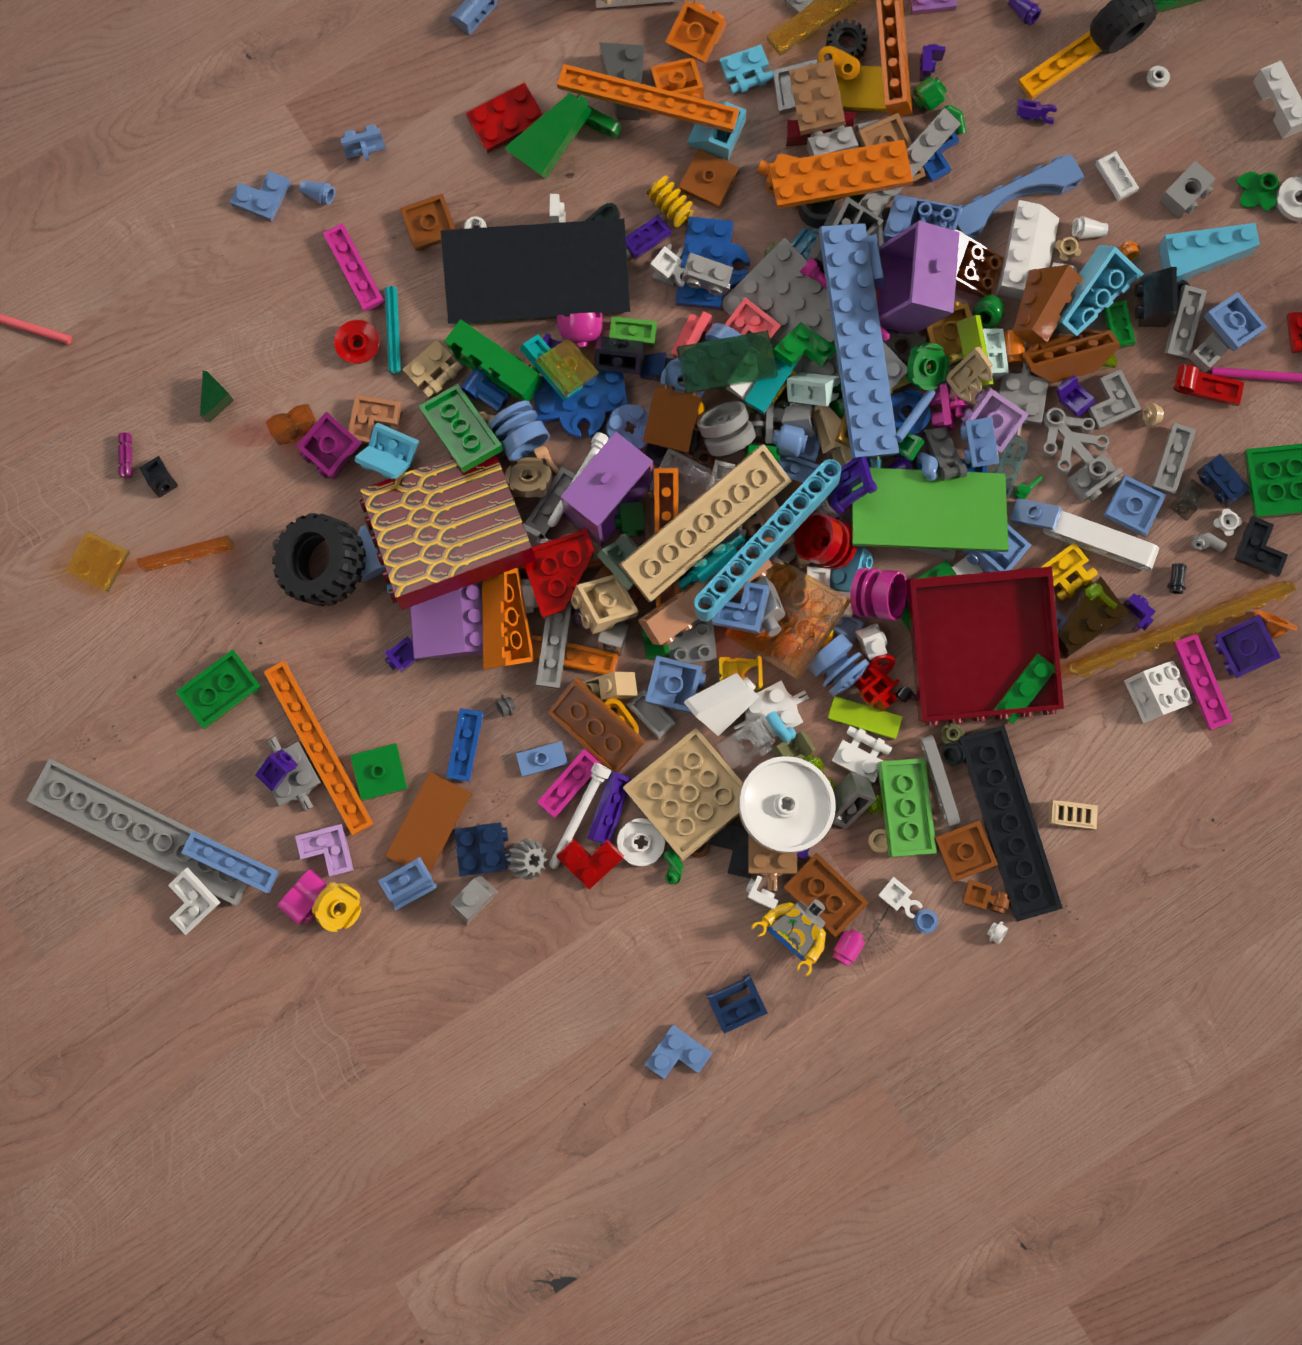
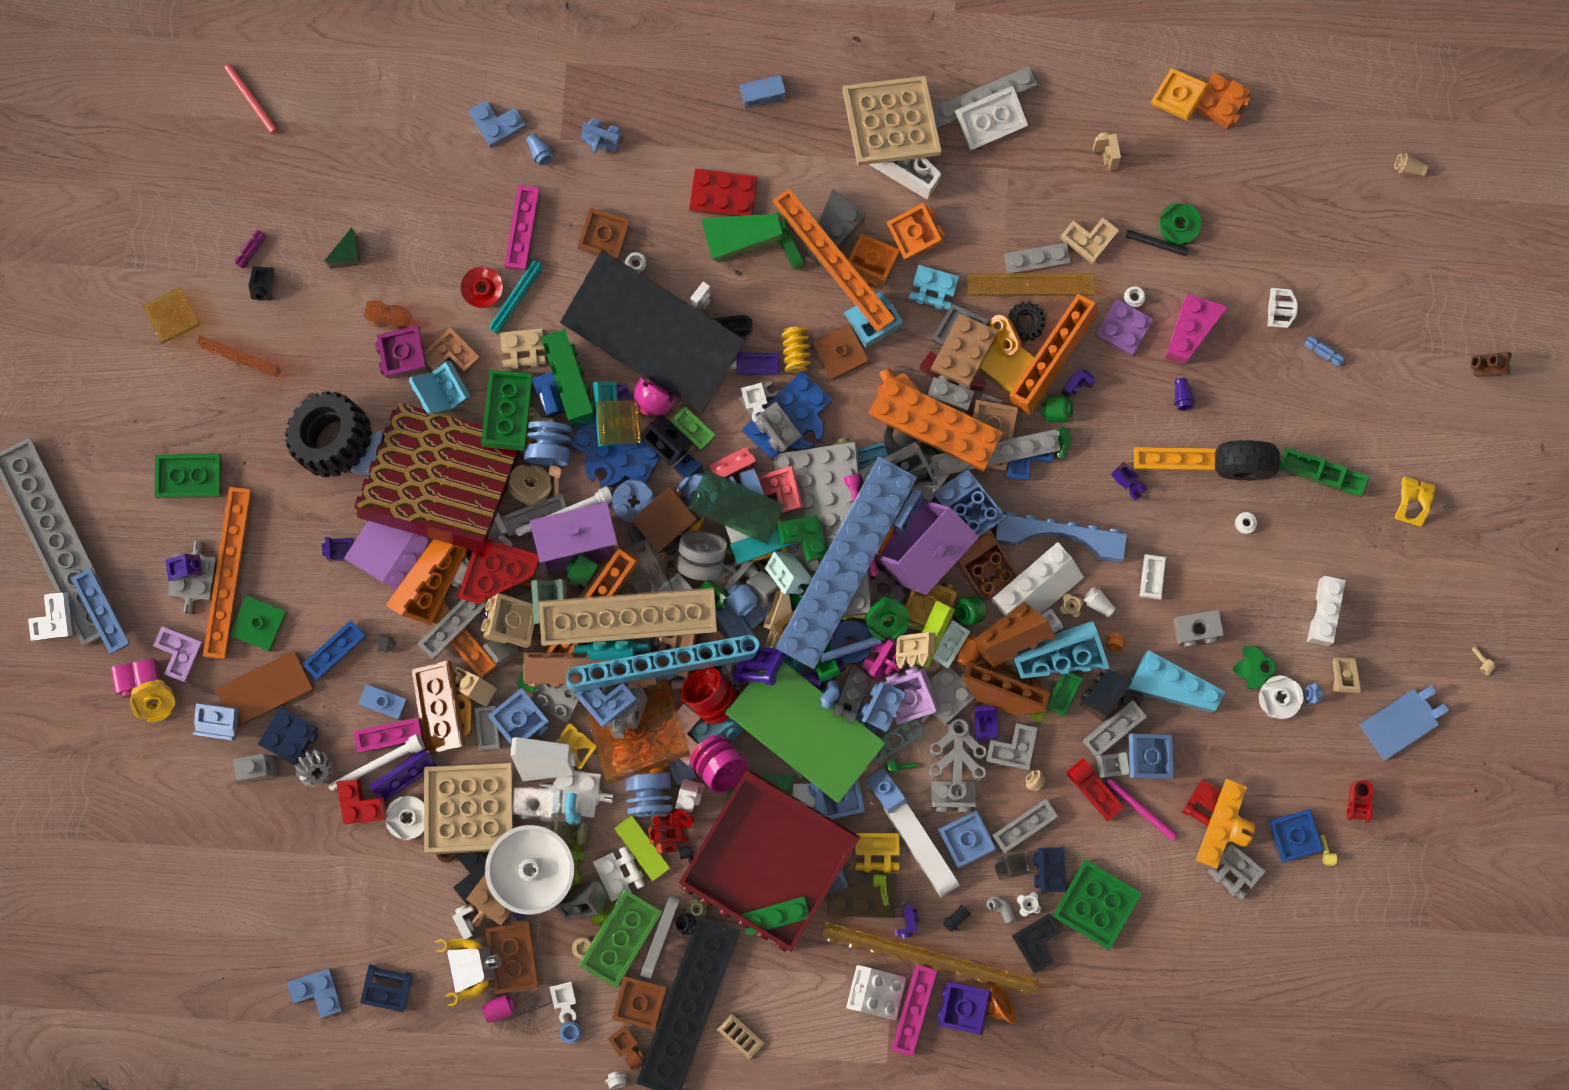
camera: 30 degrees right, 0 degrees up
(675, 867) = (416, 856): green arm -> none

